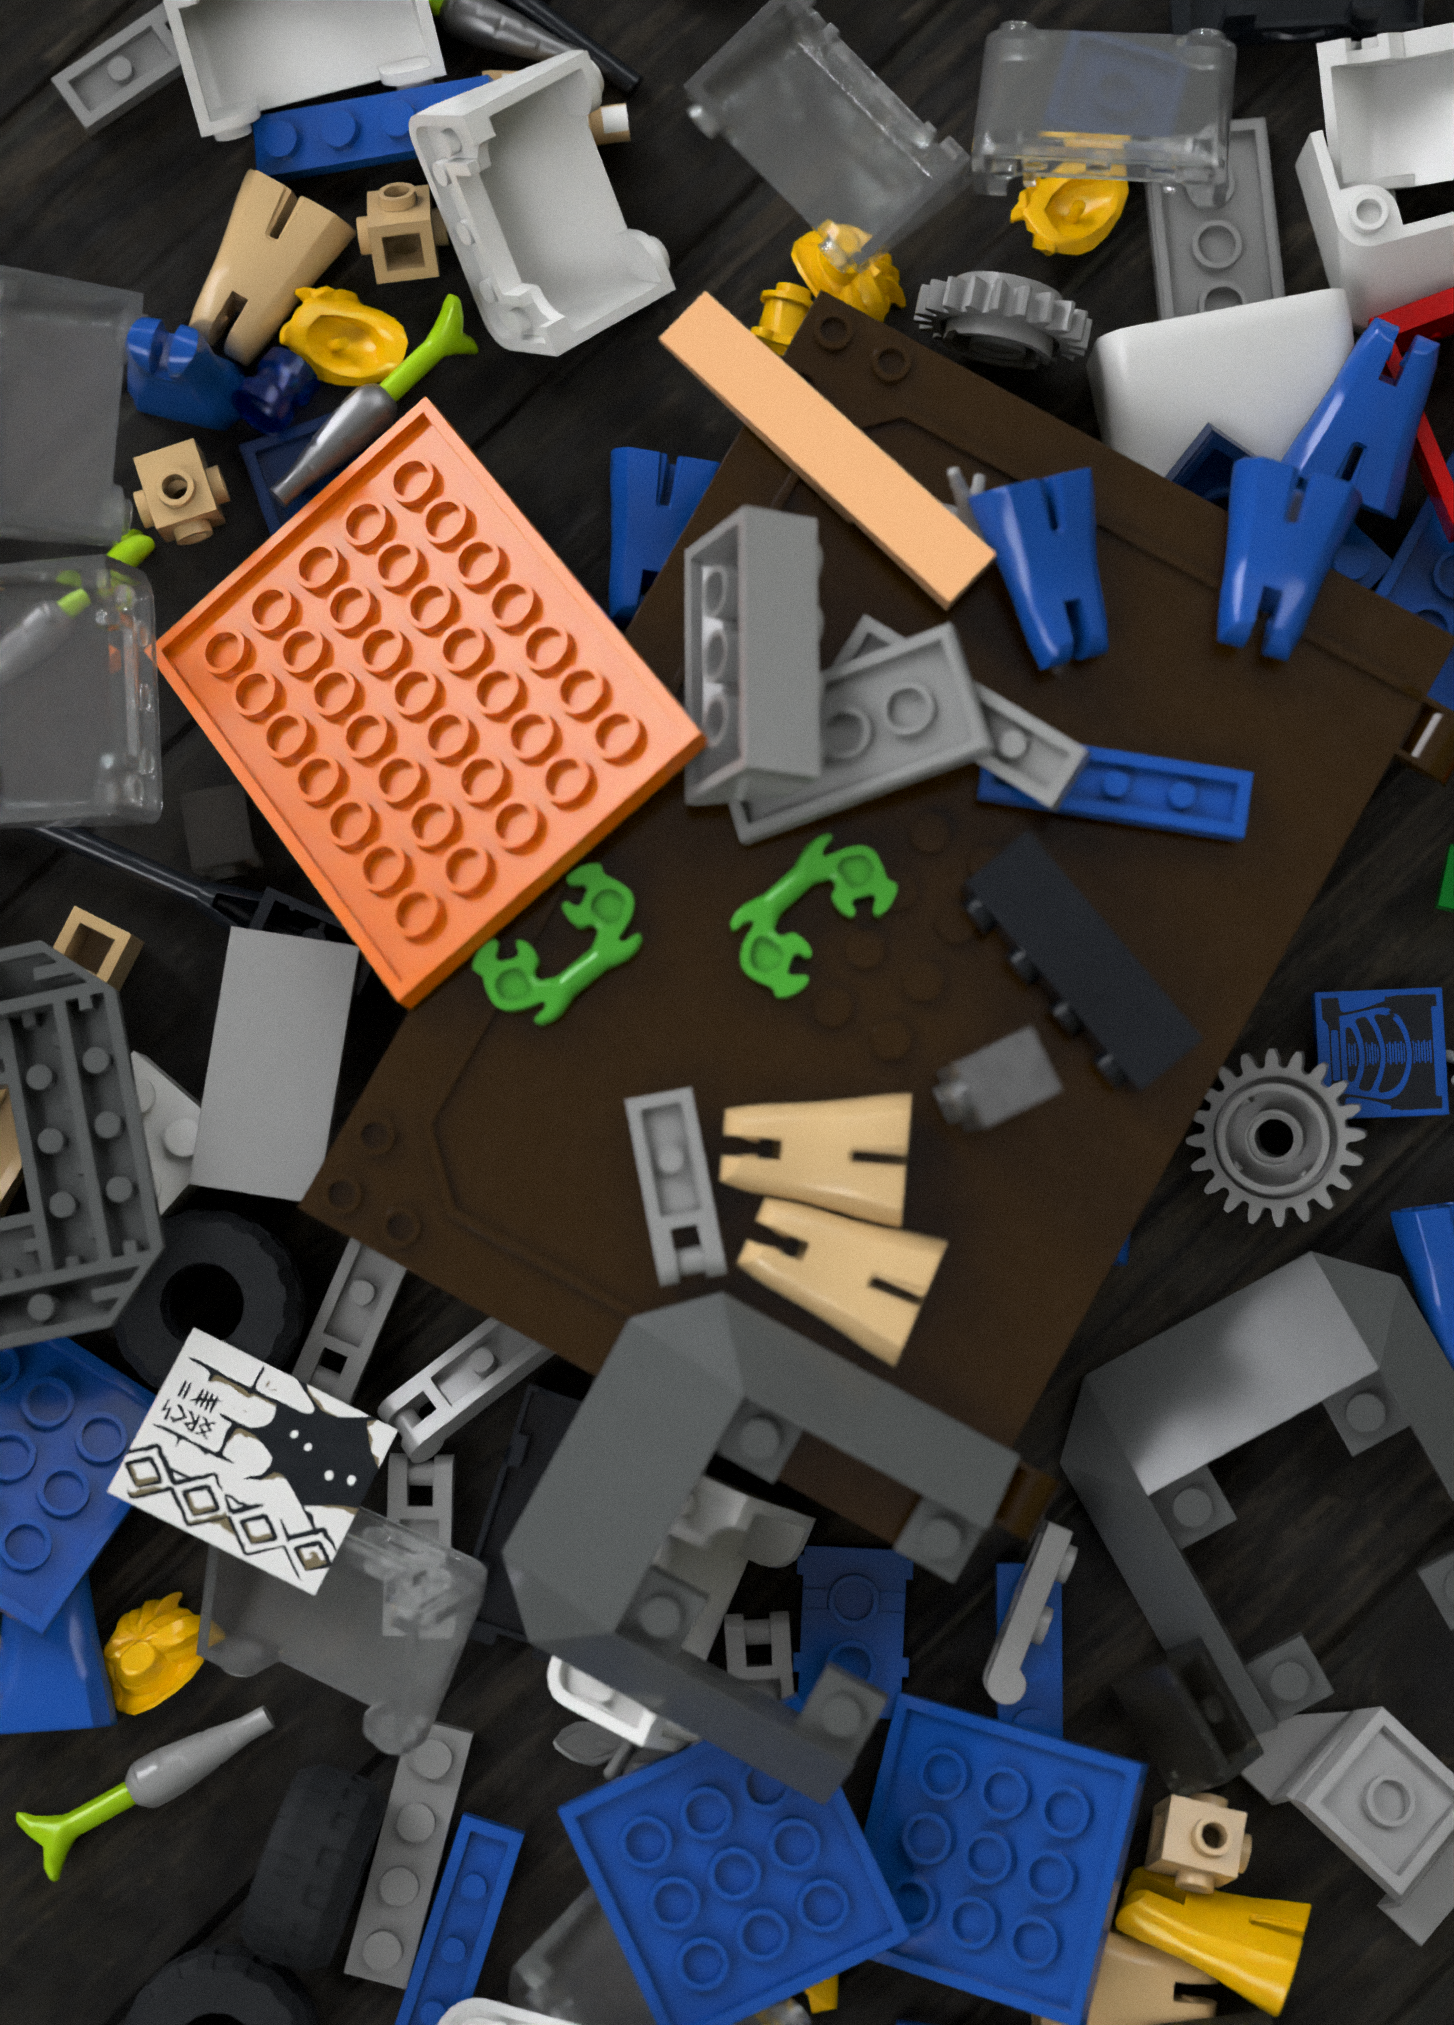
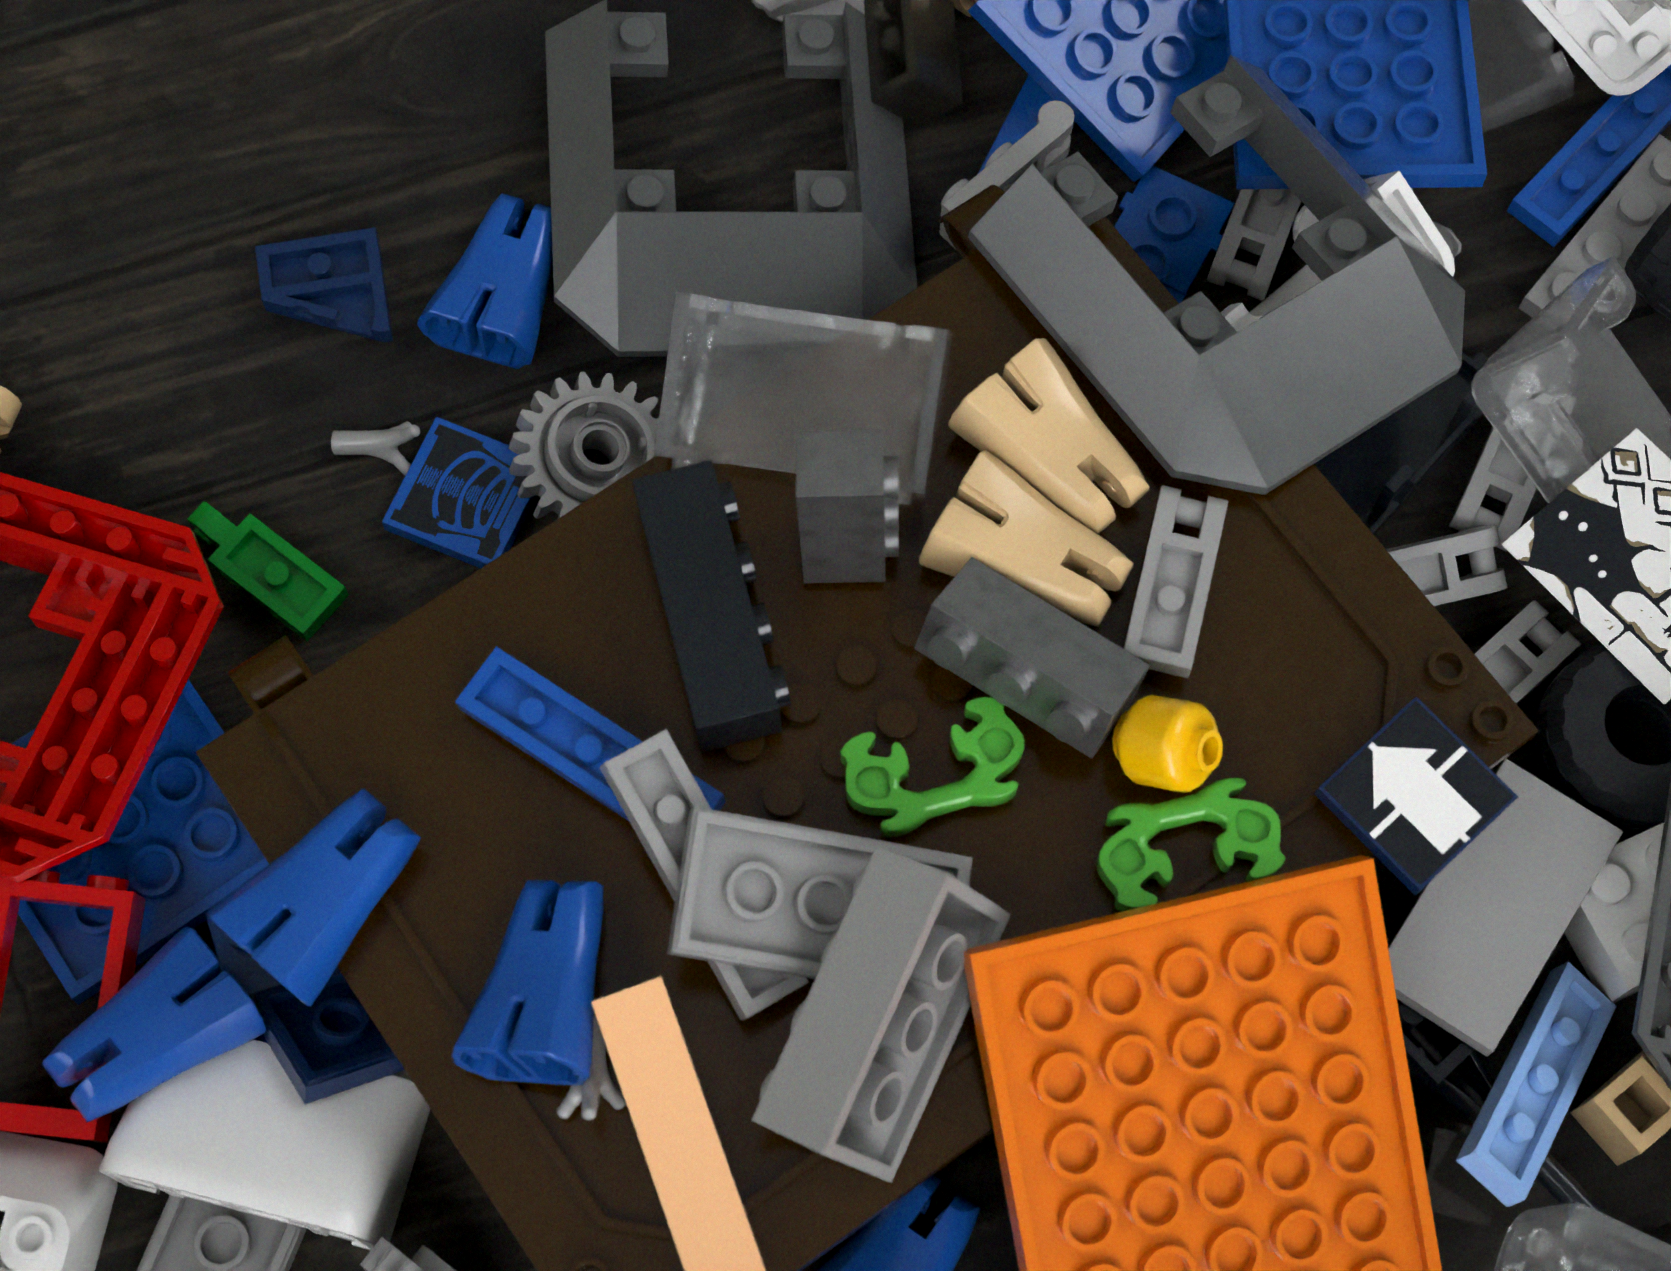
camera: 160 degrees left, 15 degrees down
(182, 934) = (1536, 1085): none -> light blue plate
(383, 1084) = (1415, 795): none -> tile
(616, 1018) = (1167, 743): none -> yellow head
(770, 1041) = (1031, 656): none -> flat silver brick
(1096, 1214) = (758, 373): none -> clear windscreen

